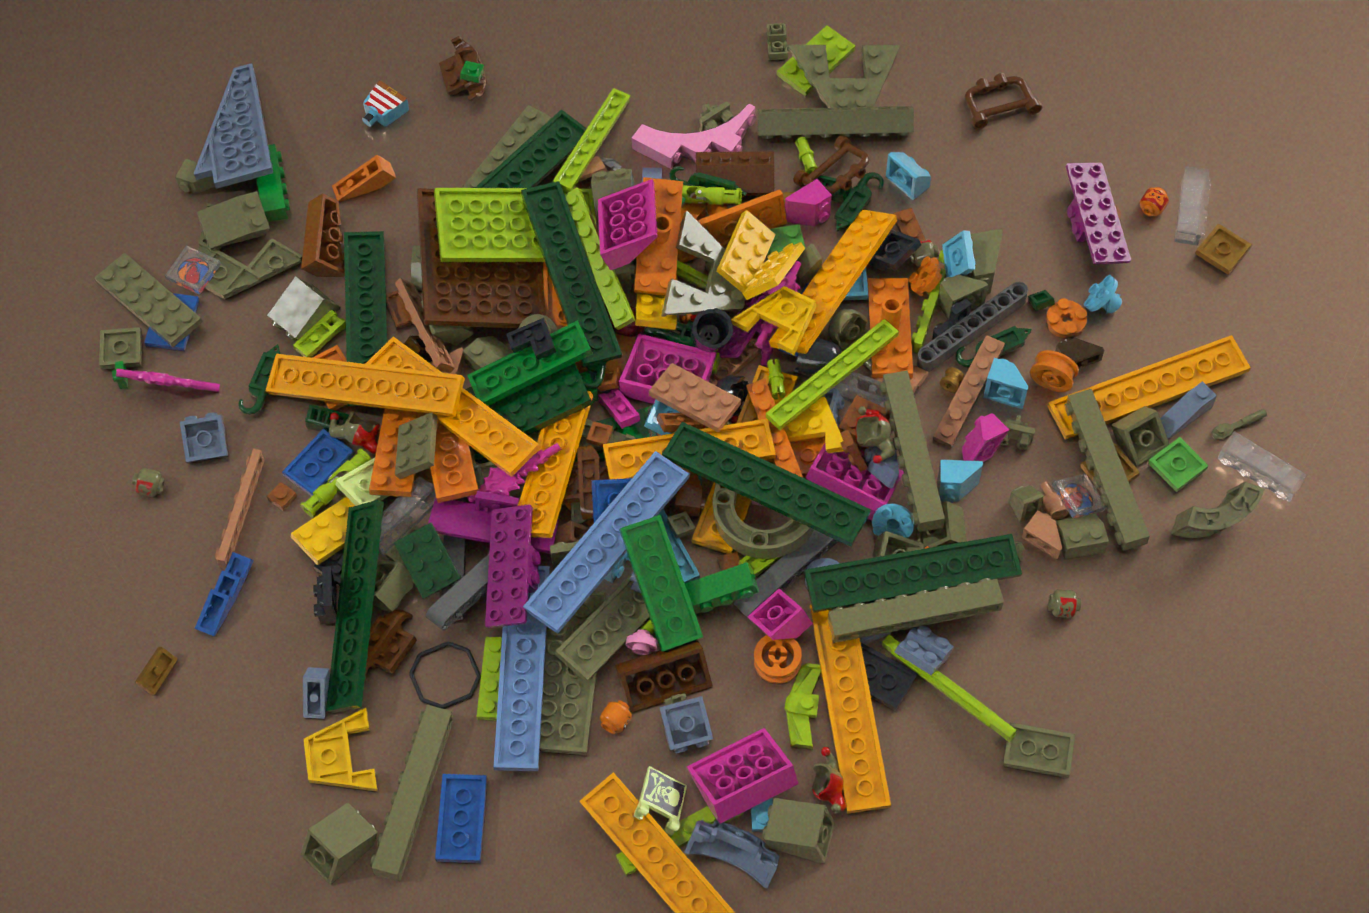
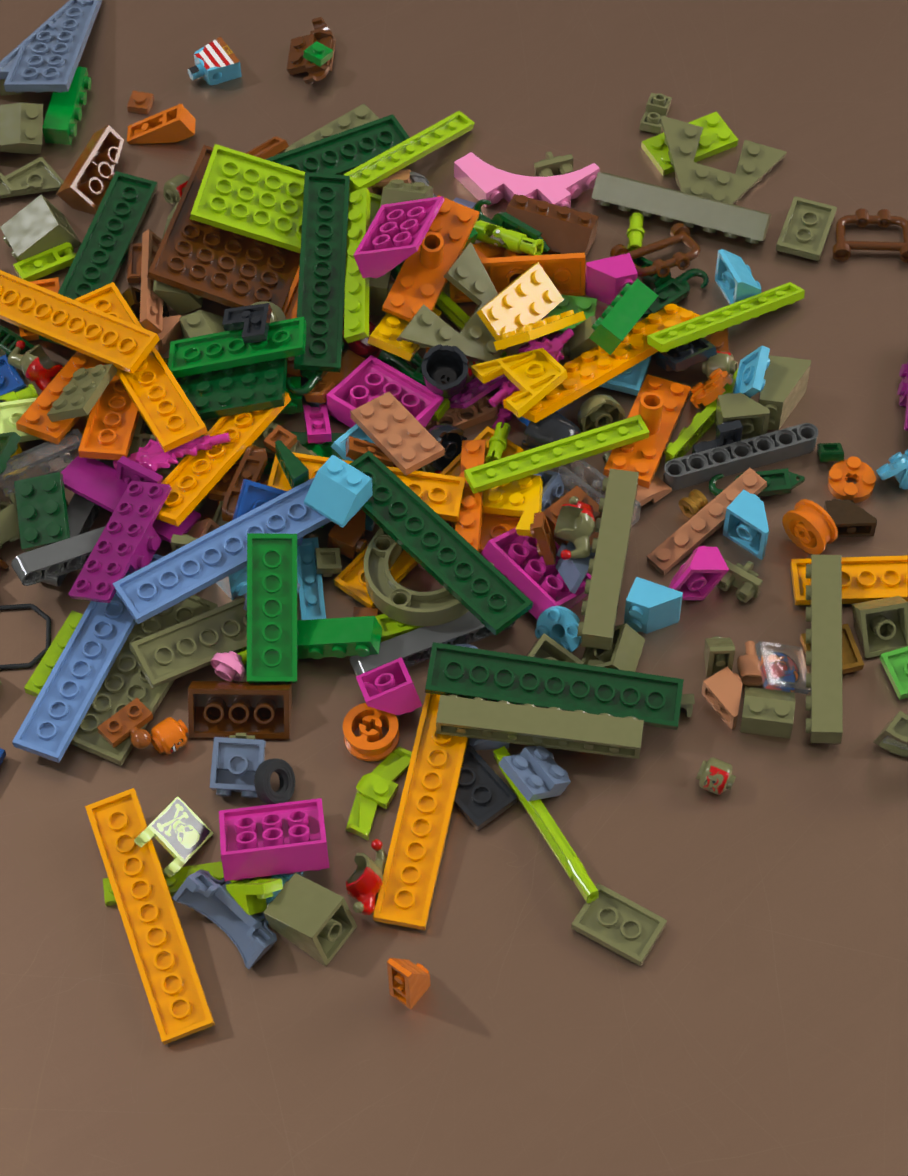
camera: 20 degrees right, 5 degrees down
(333, 160) = (140, 102): none -> dark orange plate
(405, 232) = (174, 188): none -> olive head
(463, 173) = (269, 148): none -> dark orange tile
(579, 718) = (126, 724): none -> dark orange plate
(628, 458) = (292, 467): none -> dark green slope
(676, 466) = (338, 491): none -> medium azure slope
(713, 728) = (263, 785): none -> black tyre
(746, 824) = (252, 893): none -> lime slope
(835, 236) = (620, 319): none -> green brick
(899, 855) = (407, 981): none -> orange slope
(914, 210) = (725, 317): none -> lime plate
(943, 109) = (806, 228): none -> olive plate

